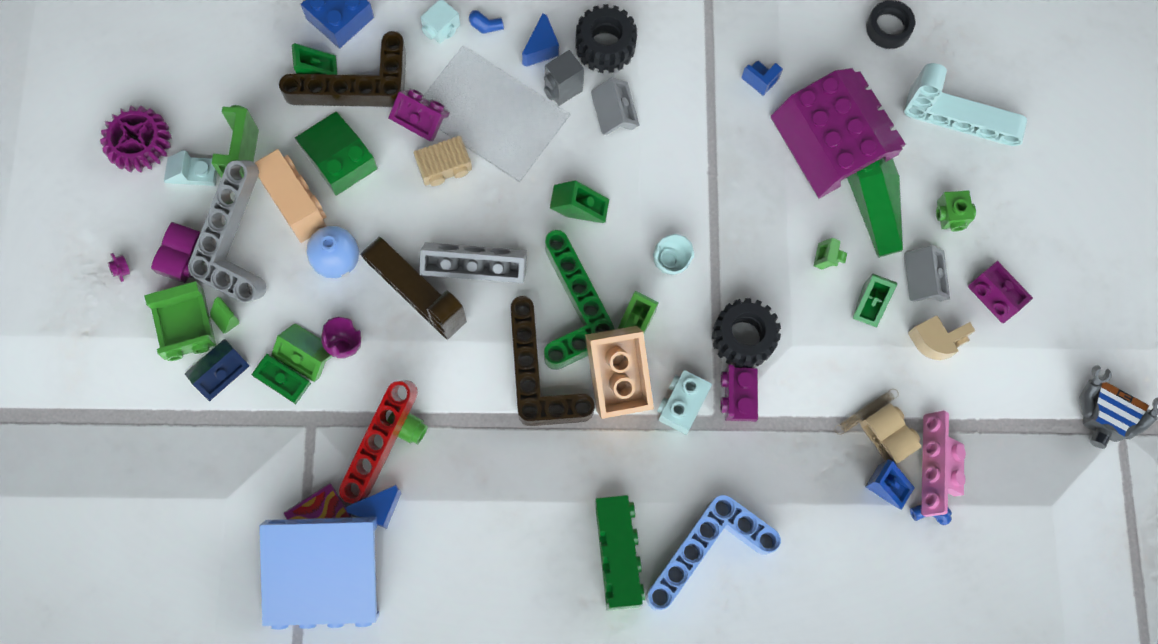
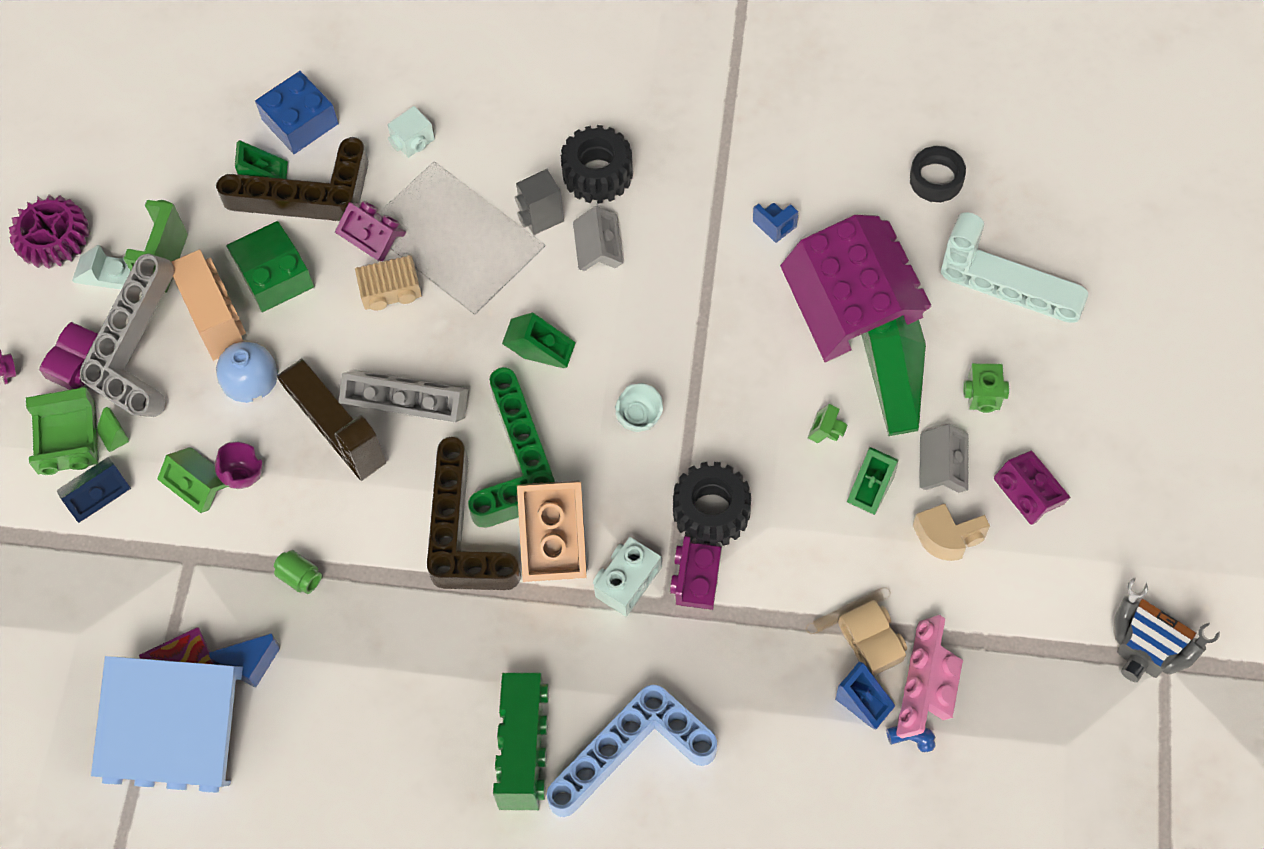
camera: 15 degrees right, 10 degrees down
(281, 379) = (163, 506): green plate -> none
(368, 448) = (273, 575): red beam -> none
(483, 24) = (460, 139): blue arm -> none
(542, 44) = (520, 163): blue slope -> none
(639, 312) = (591, 469): bright green slope -> none

